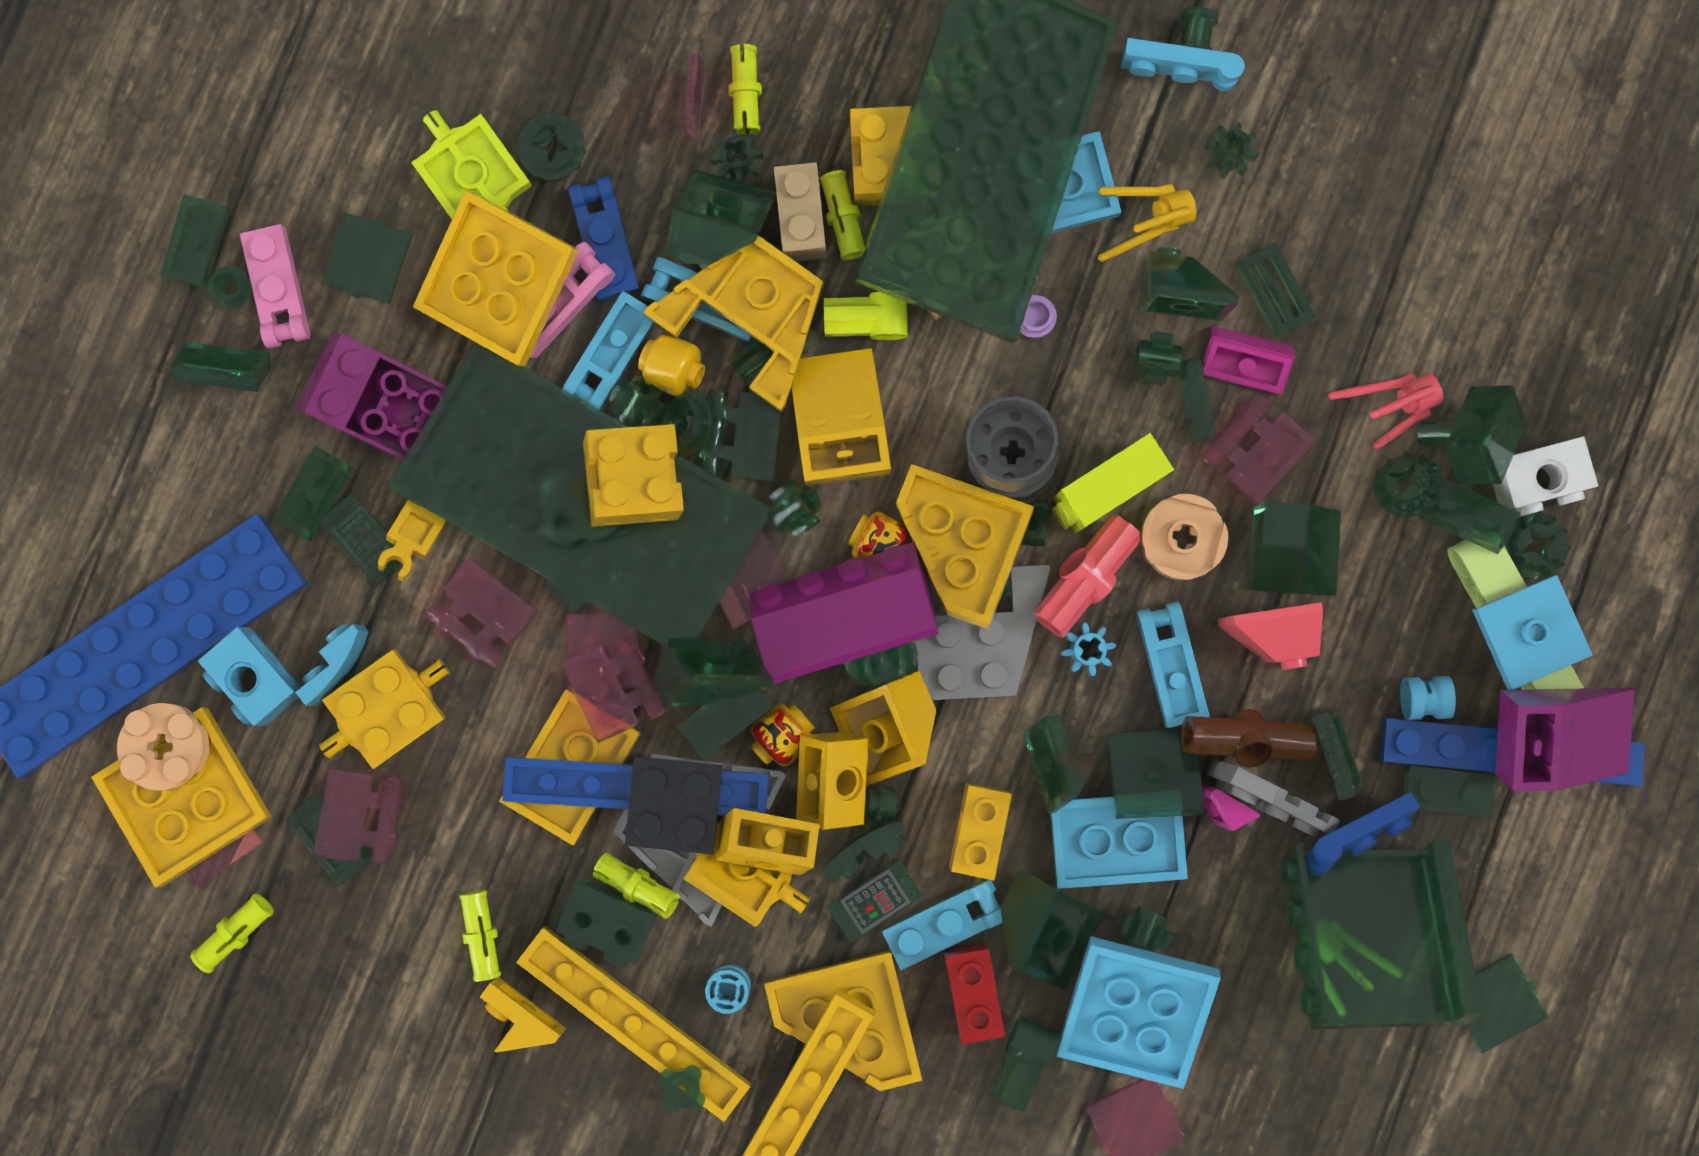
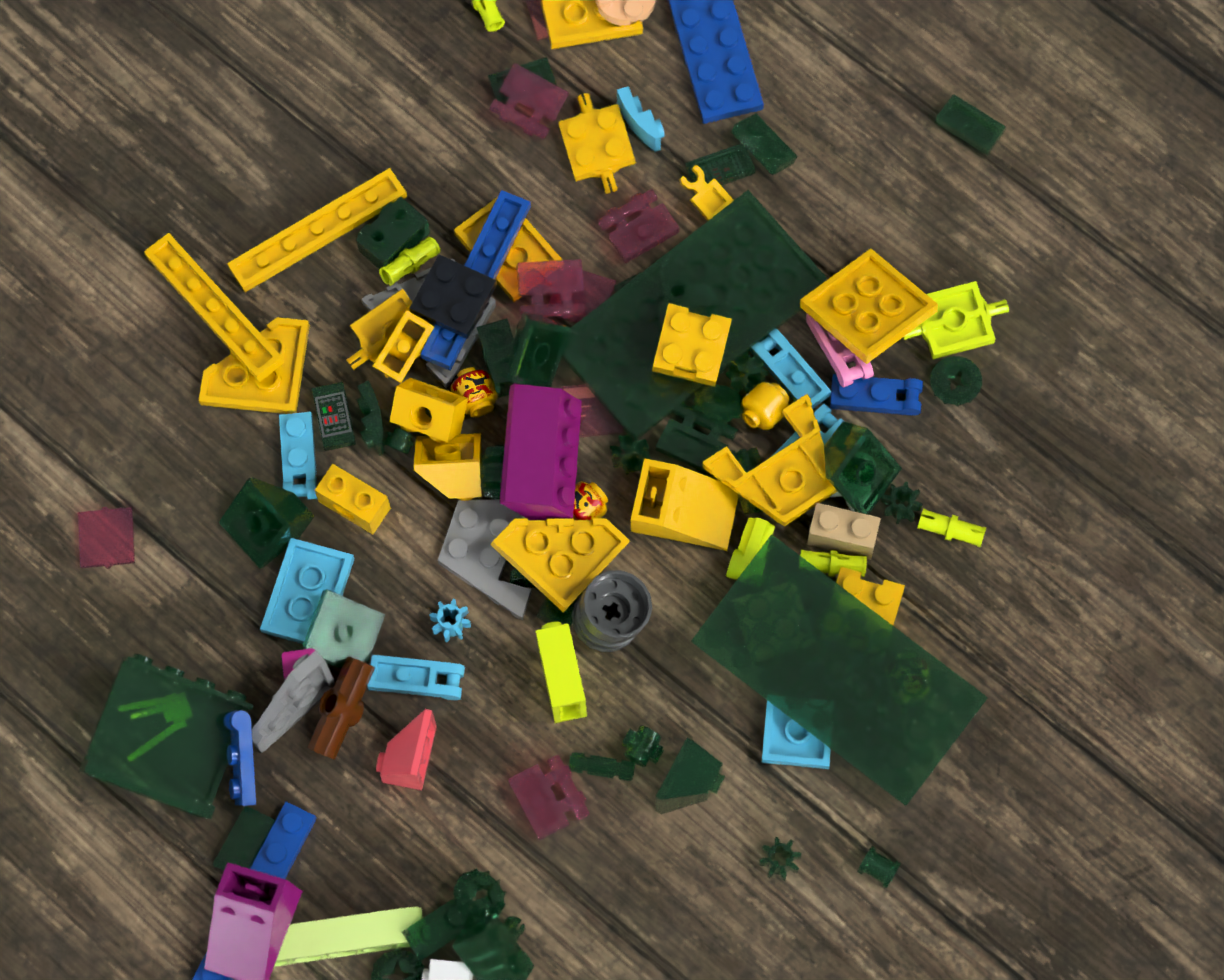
camera: 110 degrees right, 15 degrees down
(219, 281) = (930, 129): clear green plate -> none
(221, 366) = (874, 113): clear green plate -> none
(274, 684) = (641, 78): medium azure brick -> none
(275, 285) = (921, 167): bright pink plate -> none
(367, 258) = (920, 234): clear green piece -> none
(370, 395) = (818, 201): magenta slope -> none
(480, 935) = (397, 150): neon yellow pin -> none
(531, 1023) = (347, 164): yellow slope -> none
(687, 1077) = (264, 249): clear green plate -> none
(694, 95) = (954, 483): clear pink piece -> none
(734, 983) = (316, 304): medium azure wheel -> none
(974, 993) = (243, 455): red brick -> none
(1028, 1052) = (186, 479): clear green piece -> none
(1039, 317) = (707, 673): lavender plate -> none
(1056, 768) = (372, 564): clear green slope -> none
(1087, 575) = (503, 638): coral piece -> none
(1138, 1012) = (182, 557): medium azure plate -> none
(1145, 930) = (235, 586): clear green gear -> none
(1169, 212) = (750, 797): yellow plant -> none
(1182, 63) = (858, 847): medium azure plate -> none
(1205, 525) = (501, 700): light nougat plate -> none
(1247, 360) = (619, 817): dark pink slope -> none
(1260, 297) = (663, 870): clear green tile -> none
(1295, 548) = (465, 798): clear green slope -> none
(1338, 753) = (305, 768): clear green tile -> none
(1415, 397) = (543, 929): coral plant -> none
(1427, 697) = (318, 849): medium azure wheel -> none
(1506, 1003) = (79, 821): clear green piece -> none
(1532, 632) = (334, 934): medium azure plate -> none

